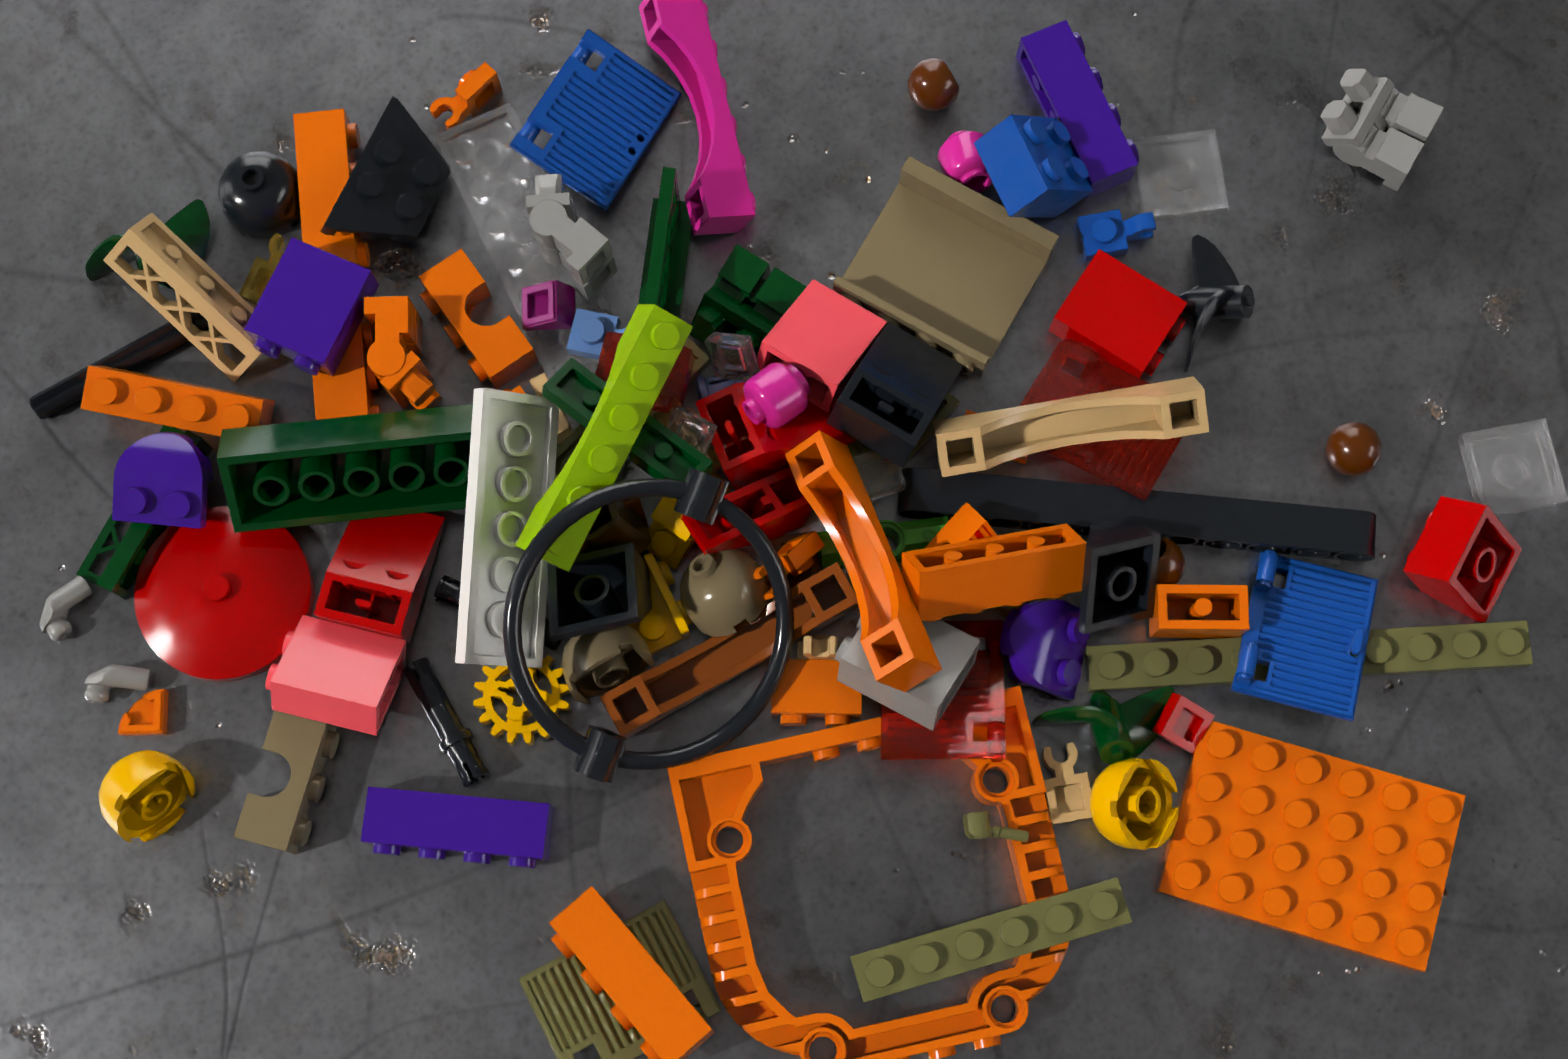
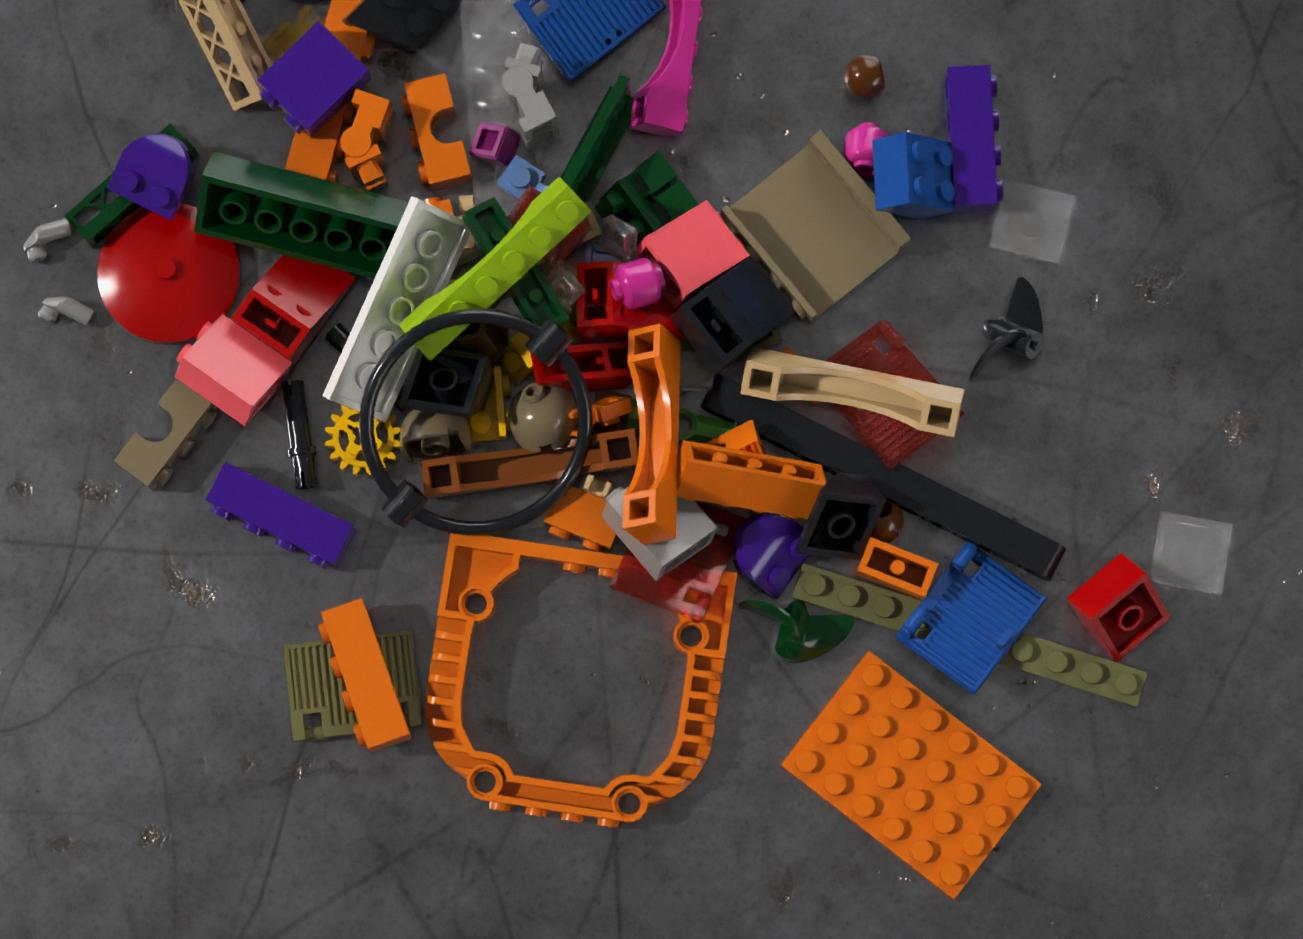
camera: 20 degrees right, 5 degrees up
(126, 358) = (143, 64): black axle -> none
(144, 794) = (58, 403): yellow cylinder -> none
(147, 715) = (79, 344): orange tile -> none
(172, 401) = (184, 112): orange brick -> none
(978, 827) = (662, 665): olive hand -> none
(990, 939) = (638, 749): olive plate -> none
(1066, 792) = (741, 666): tan plate -> none
(1111, 234) = (953, 248): blue plate -> none
(1120, 315) = (934, 318): red brick -> none
(1134, 803) = (787, 693): yellow cylinder -> none
(1183, 723) = (851, 648): red tile -> none
(1353, 448) = (1072, 490): reddish brown piece -> none
(1378, 126) = (1192, 233): light grey hips -> none

